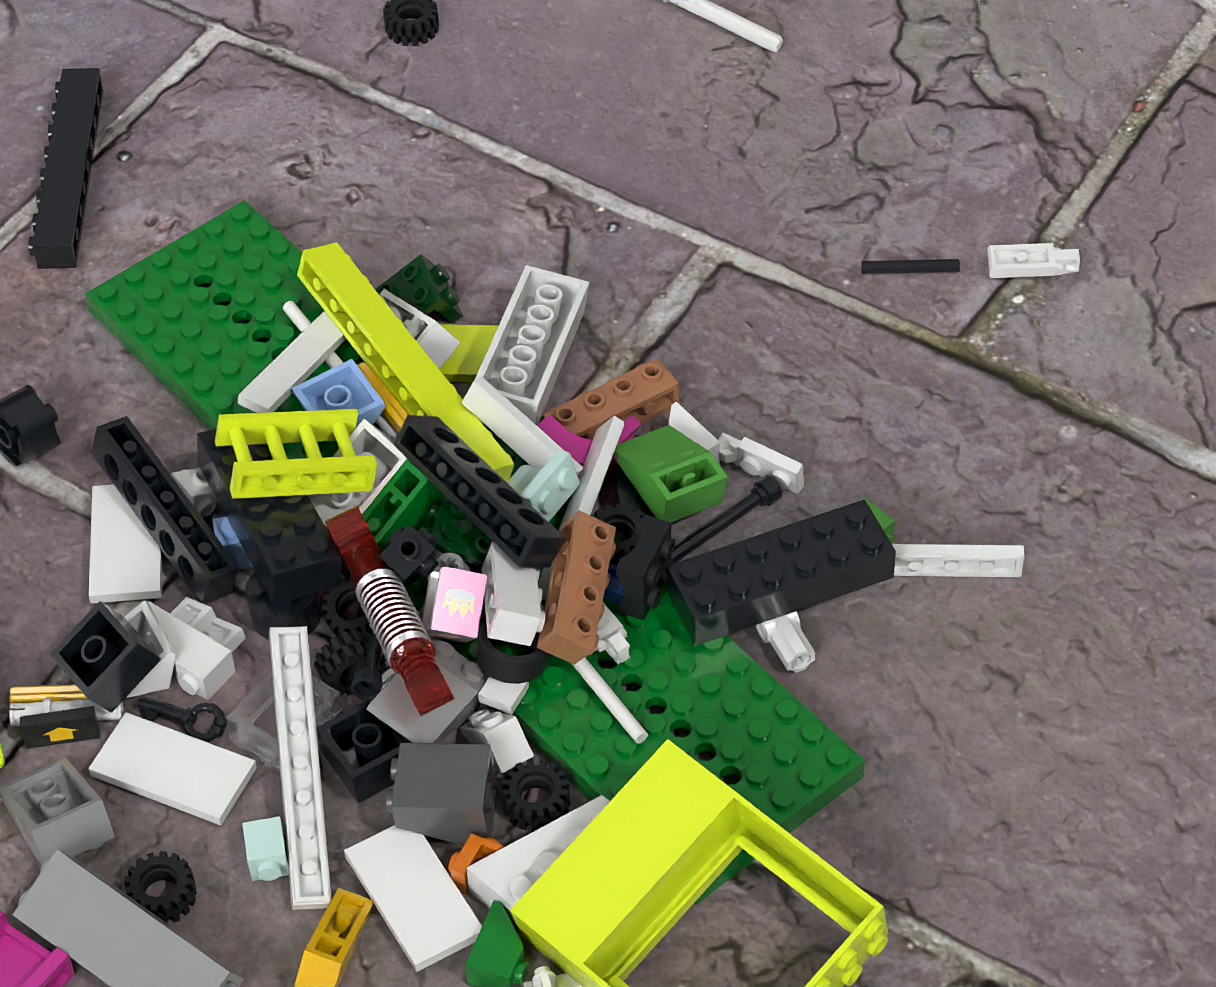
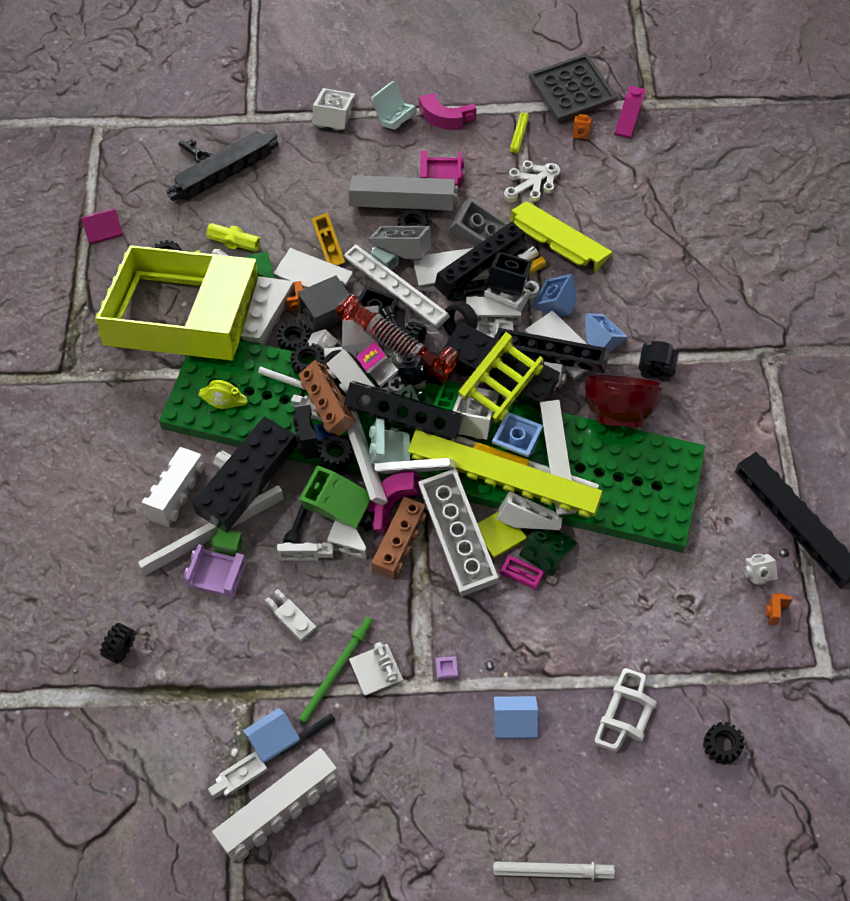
camera: 145 degrees right, 10 degrees up
(49, 516) = (603, 332): none -> light blue slope
(51, 613) = (557, 296): none -> medium blue slope
(122, 721) = (476, 260): none -> black brick
(135, 371) = (622, 399): none -> dark red rock
(179, 135) = (760, 569): none -> white brick
(205, 99) = (773, 609): none -> orange bracket
(215, 836) = (404, 241): none -> light grey slope
(246, 646) = (467, 312): none -> black tyre
(487, 312) = (533, 585): none -> dark pink tile
(505, 75) = (626, 729): none -> white bar
(552, 719) = (305, 351): none -> black tyre
(626, 159) = (516, 717): none -> light blue slope
(671, 246) = (446, 668): none -> lavender tile
(732, 726) = (222, 395): none -> neon yellow hat
(762, 331) = (357, 636): none -> bright green bar
(765, 284) = (376, 669): none -> white hinge
(836, 400) = (291, 616): none -> white hinge
(903, 643) = (173, 487): none -> white wedge
(913, 502) = (214, 572): none -> lavender panel
(959, 283) = (271, 735): none -> light blue slope
(1001, 192) = (277, 805): none -> white brick
(1113, 469) = (117, 643): none -> black tyre

